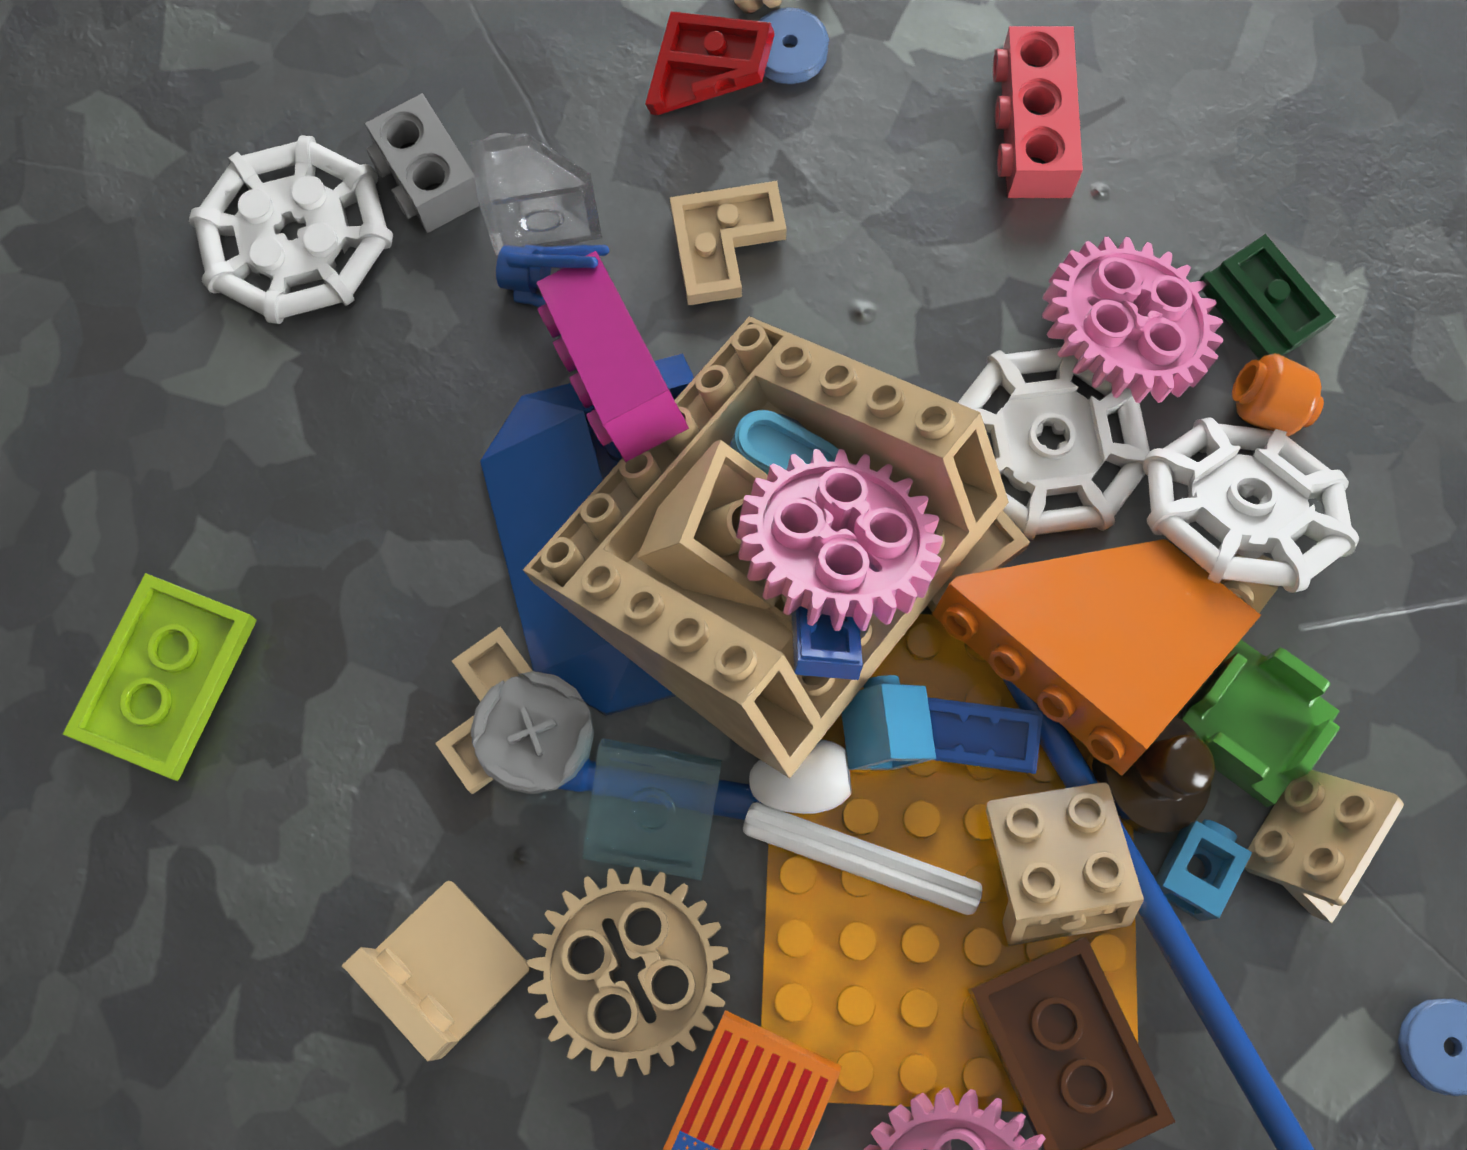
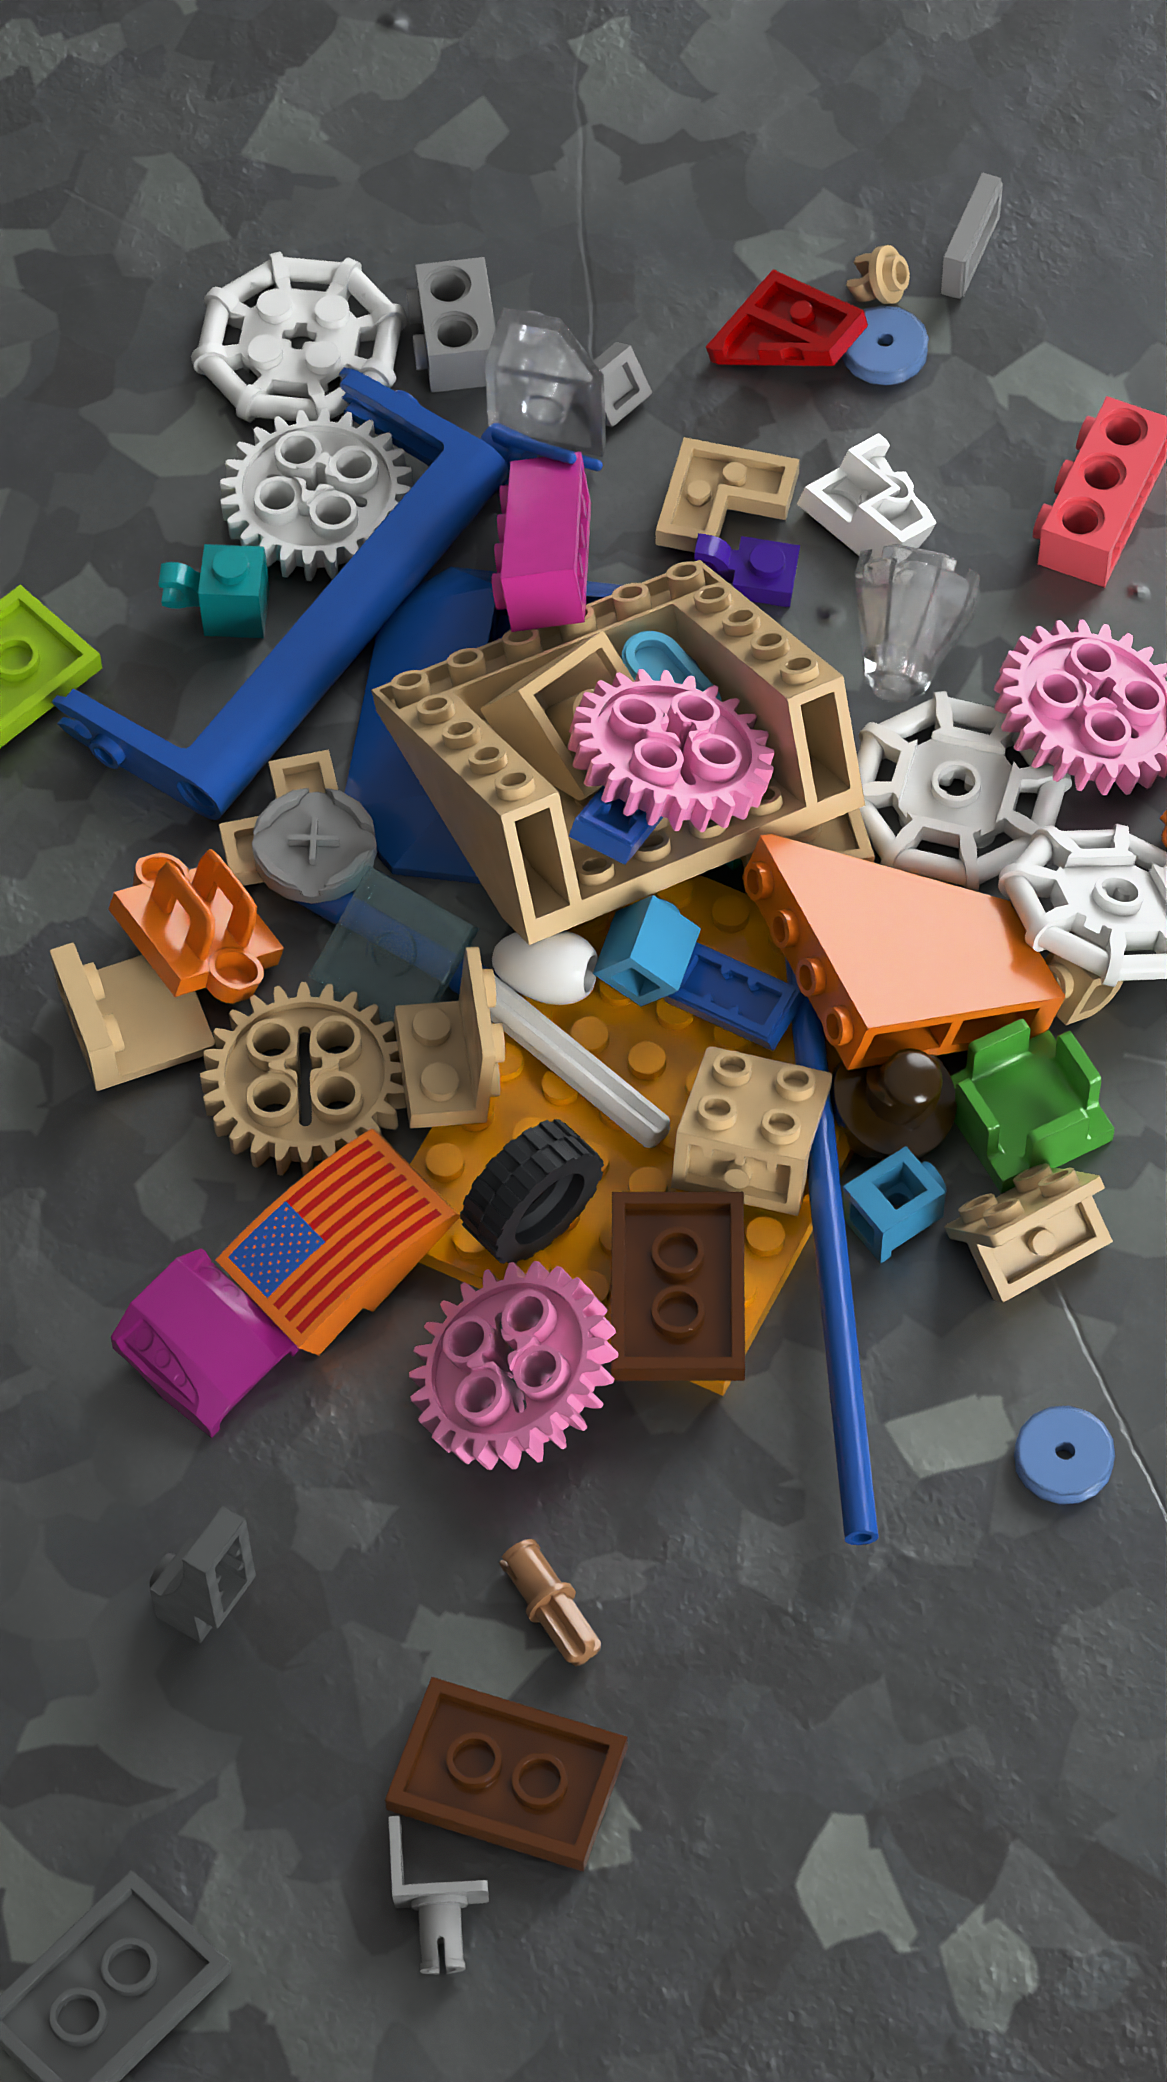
camera: 25 degrees right, 15 degrees down
(338, 504) = (228, 590): none -> teal brick
(373, 420) = (311, 480): none -> white gear
(453, 497) = (330, 632): none -> blue piece
(459, 859) = (197, 926): none -> orange piece
(593, 157) = (623, 382): none -> light grey tile
(760, 904) = (452, 1052): none -> tan bracket
(785, 294) = (758, 570): none -> dark purple plate
(852, 200) = (868, 502): none -> white slope
(912, 1039) = (531, 1191): none -> black tyre
(945, 298) = (910, 617): none -> clear cone

